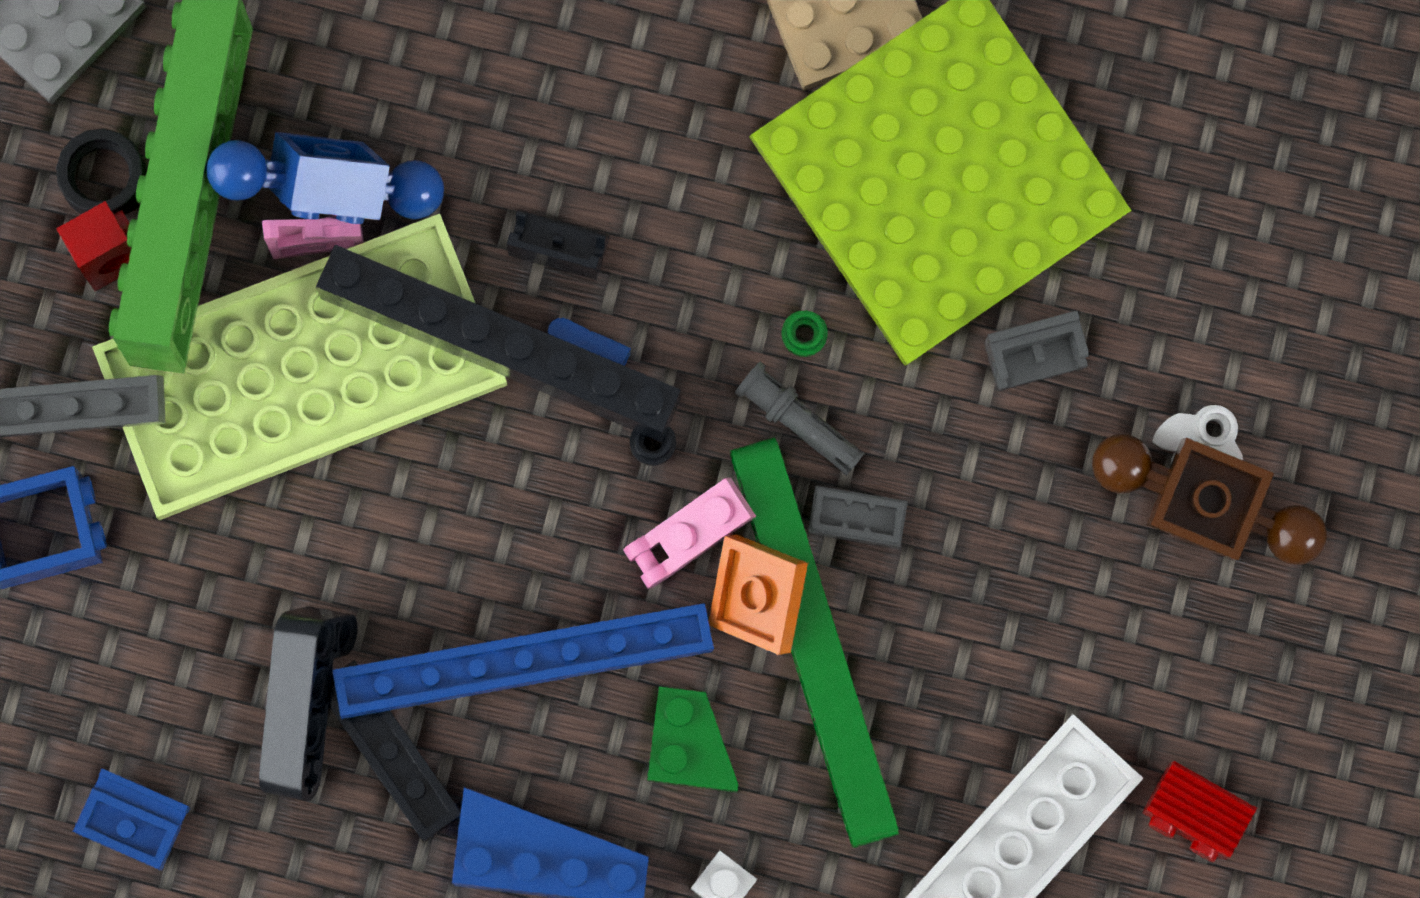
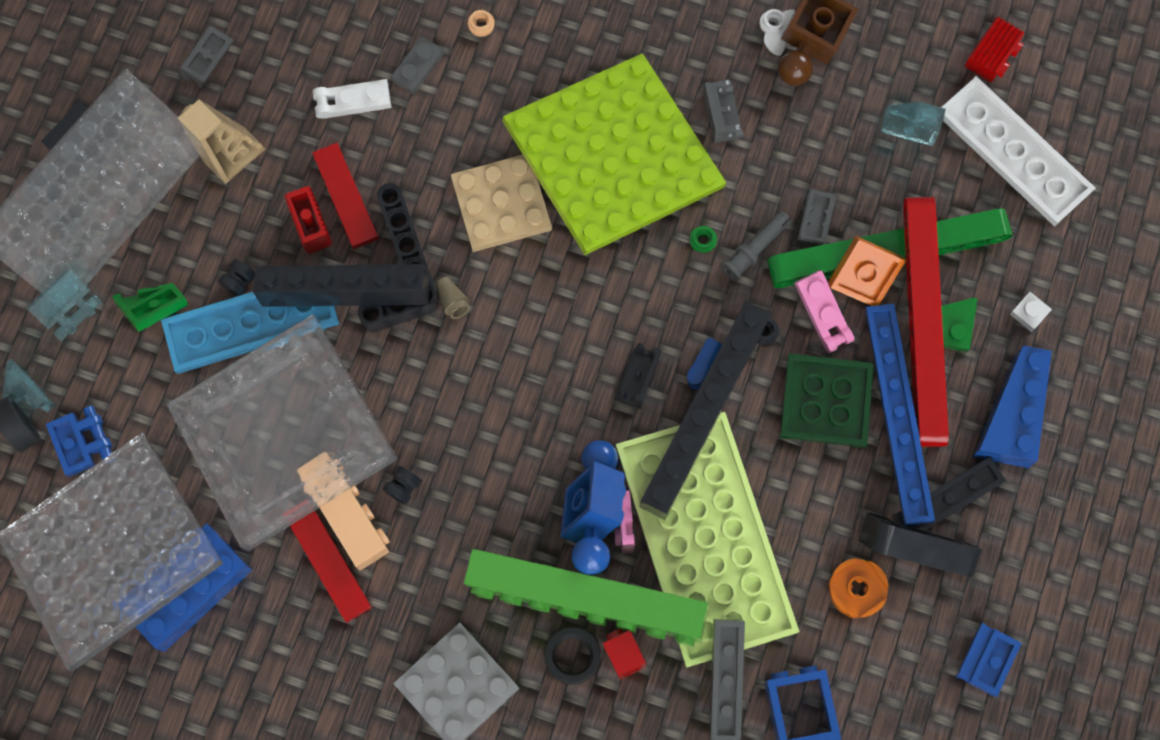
camera: 80 degrees left, 5 degrees down
(207, 607) = (853, 604): none -> orange plate
(540, 547) = (826, 400): none -> dark green plate
(682, 695) = (925, 320): none -> red beam
(1047, 673) = (914, 121): none -> clear light blue slope

